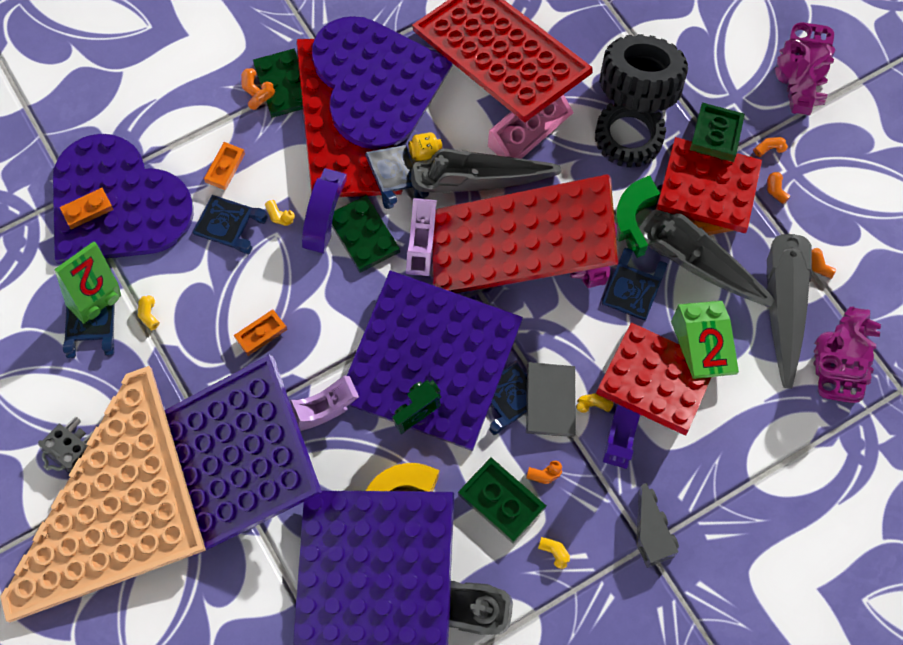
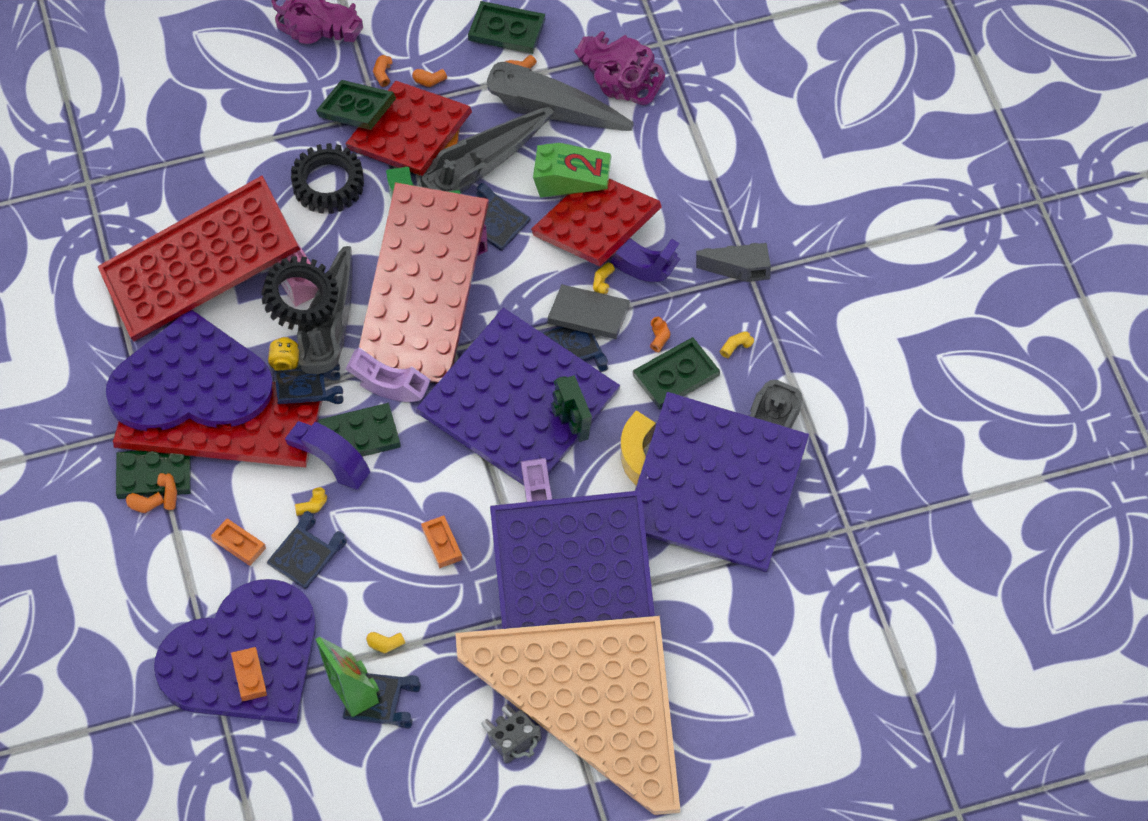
camera: 70 degrees left, 10 degrees down
(486, 110) = (293, 316): none -> black tyre
(643, 73) = (274, 142): black tyre -> none
(862, 240) = (506, 27): none -> dark green plate

